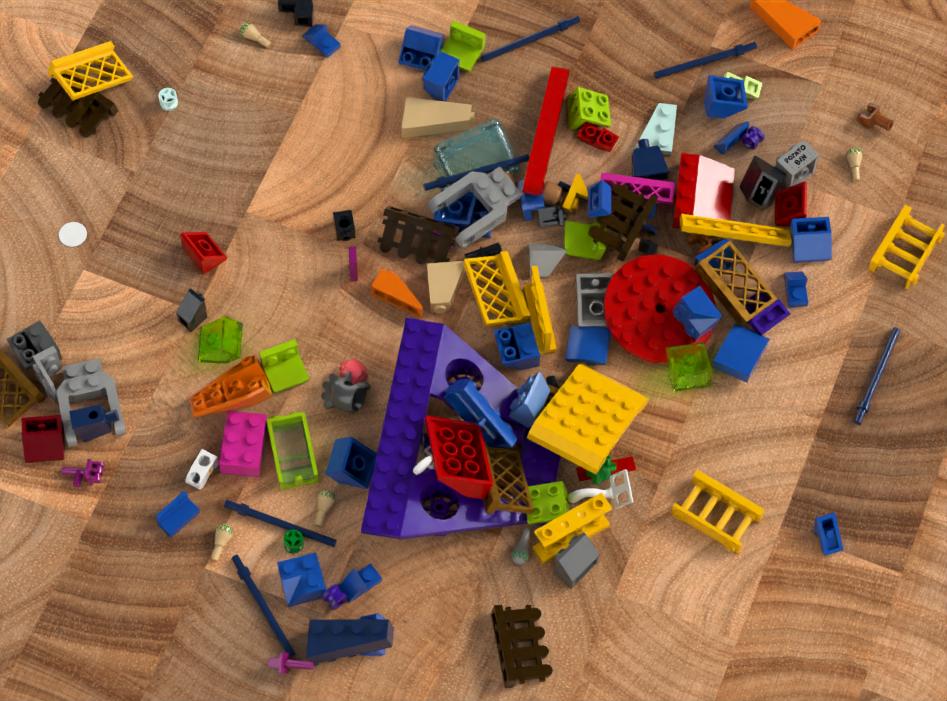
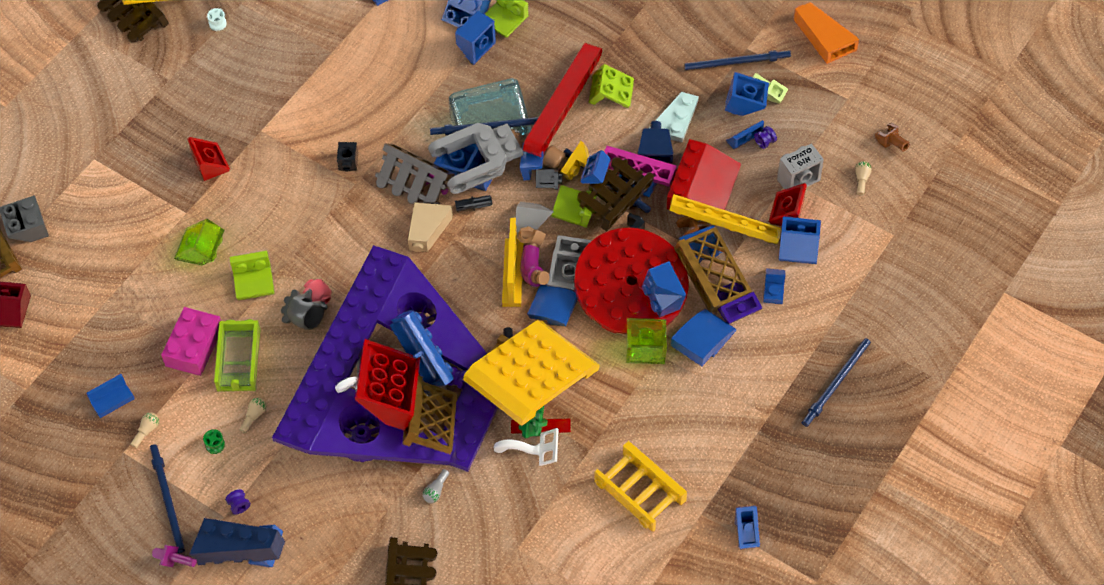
camera: 15 degrees right, 5 degrees down
(47, 364) = (27, 237): light grey bracket -> none
(72, 234) = (93, 126): white sticker -> none
(82, 383) = (59, 260): light grey plate -> none
(91, 472) = (40, 343): magenta arm -> none
(92, 421) = (53, 295): dark blue torso -> none
(192, 310) = (180, 210): black slope -> none
(201, 469) = (145, 358): white leg -> none
(235, 389) = (200, 289): orange wedge -> none
(245, 510) = (176, 404): dark blue bar -> none
(301, 579) = (210, 478): blue slope -> none
(351, 463) = (286, 374): blue slope -> none
(353, 264) = (344, 191): magenta tile -> none
(359, 582) = (265, 493): blue slope -> none
(393, 290) = (375, 222): orange slope -> none
(434, 117) = (459, 72): tan slope -> none
(511, 289) = (491, 240): yellow fence -> none
(517, 347) = (481, 294): blue slope -> none
(530, 400) = (477, 343): medium blue slope -> none
(548, 502) = (473, 448): lime bracket -> none
(558, 315) = (530, 269): none -> piece
(560, 26) = (606, 9): dark blue bar -> none
(576, 560) = (484, 507): slope -> none
(584, 518) = (487, 475): yellow fence -> none
(597, 138) = (613, 115): red slope -> none
(761, 183) = (762, 180): black slope -> none
(896, 232) = (888, 246): yellow fence -> none

